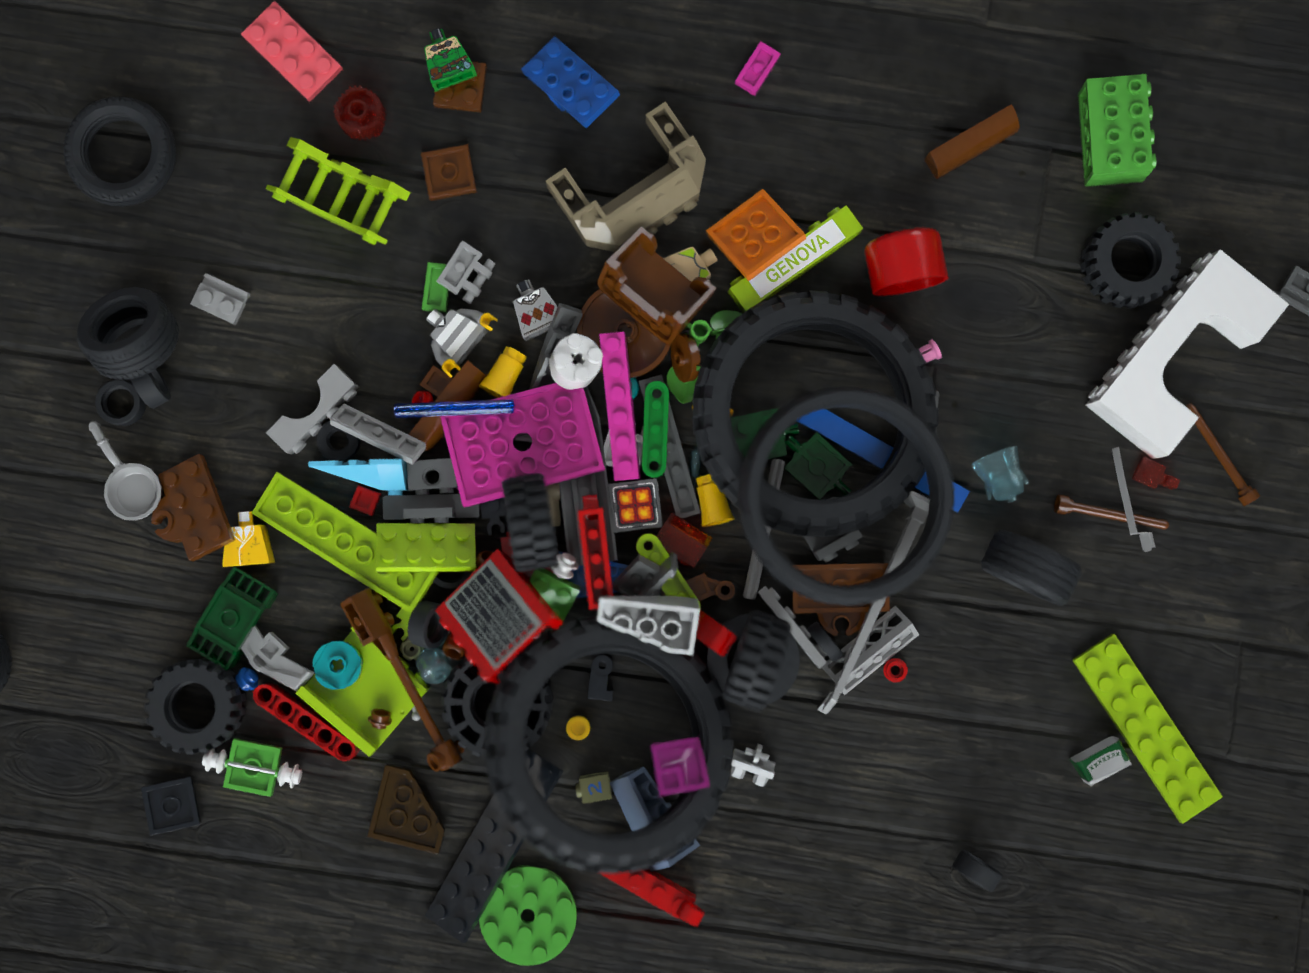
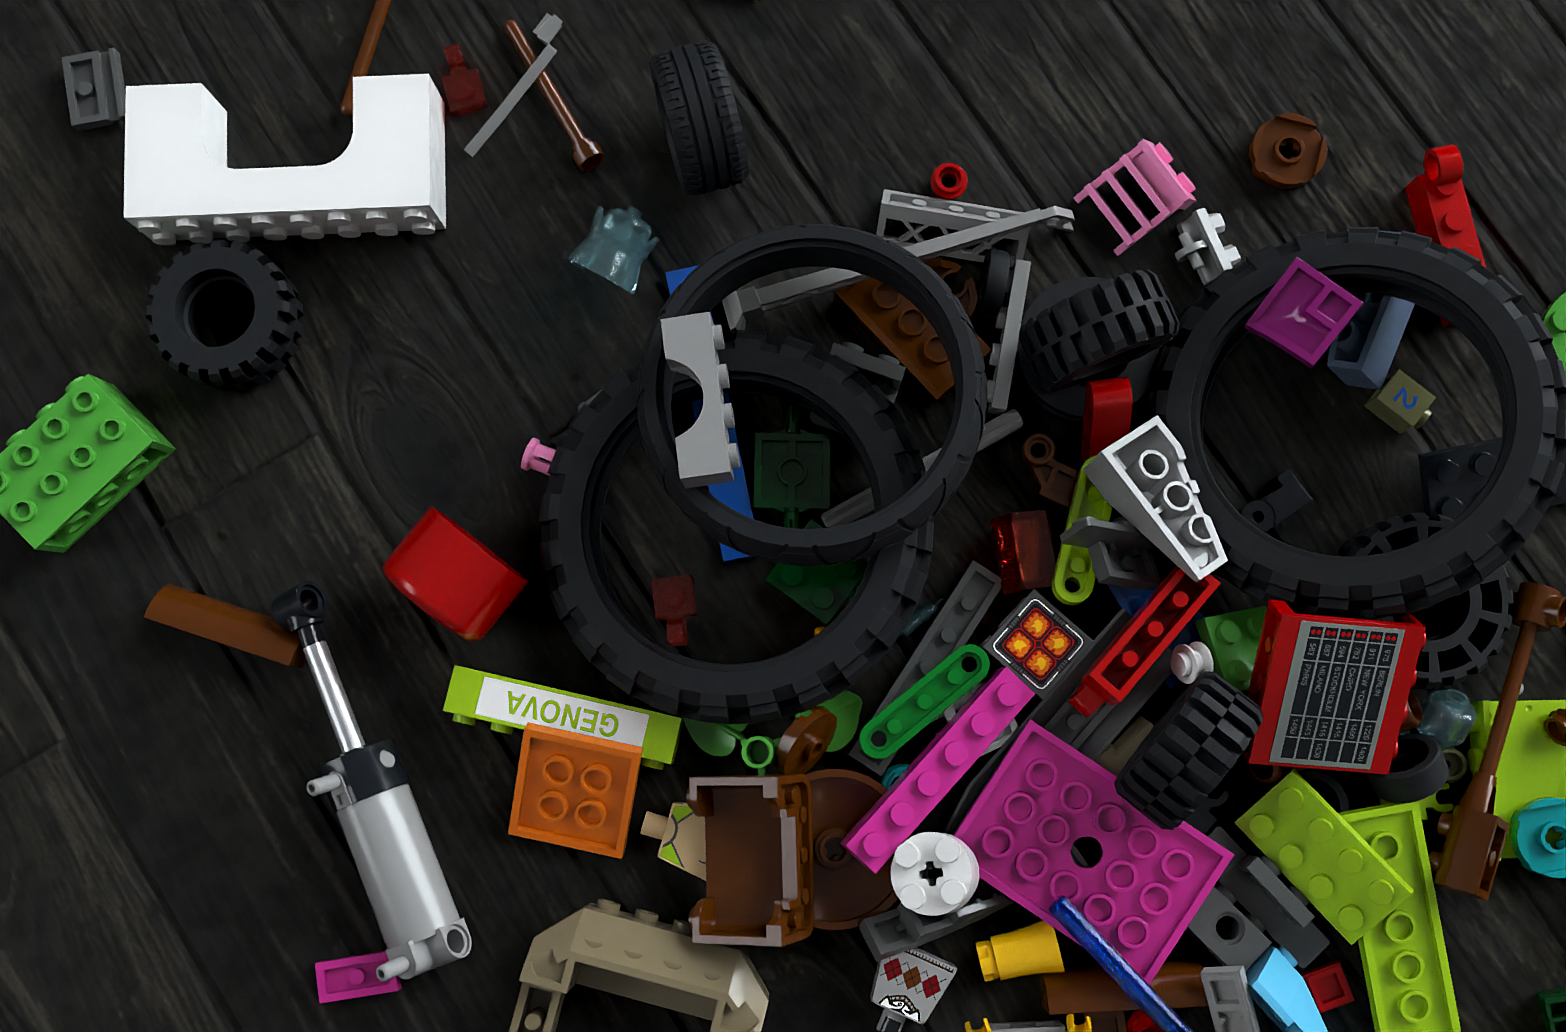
camera: 125 degrees left, 5 degrees down
(578, 727) = (1349, 483): yellow tile -> none
(713, 503) = (951, 553): yellow plant -> none
(760, 864) = (1269, 163): none -> reddish brown plate
(803, 350) = (674, 602): none -> clear red plate
(804, 770) = (1153, 173): none -> bright pink plate
(825, 136) = (377, 815): none -> light grey piece
(860, 417) = (704, 449): none -> light grey arch

